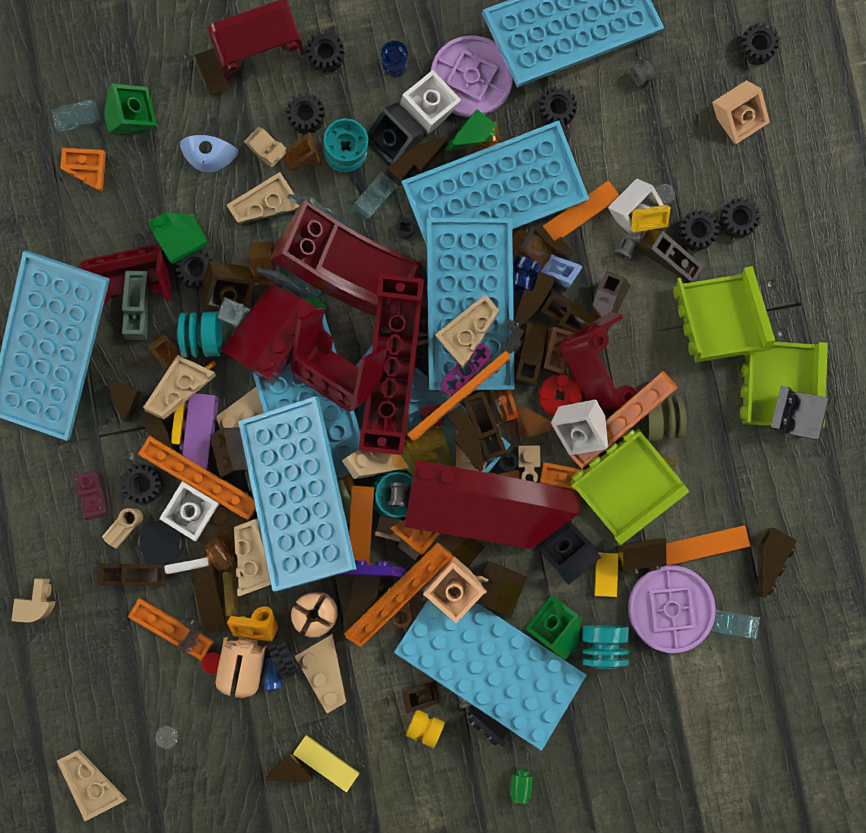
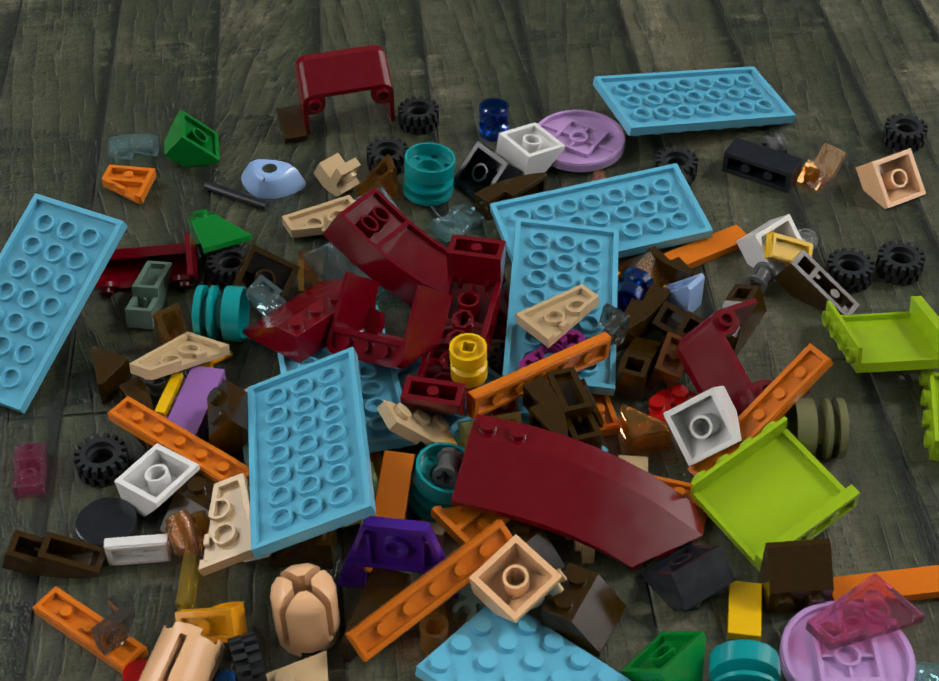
camera: 10 degrees right, 40 degrees down
(122, 528) = (69, 496): tan piece -> none
(181, 173) = (236, 195): none -> black bar
(209, 598) = (155, 588): dark brown slope -> none
(404, 400) = (468, 359): none -> yellow wheel
(472, 133) = (574, 167): green slope -> none
(632, 100) = (762, 164): none -> black brick
(683, 98) = (823, 169): none -> clear orange slope
(685, 581) = (862, 614): none -> clear pink wing

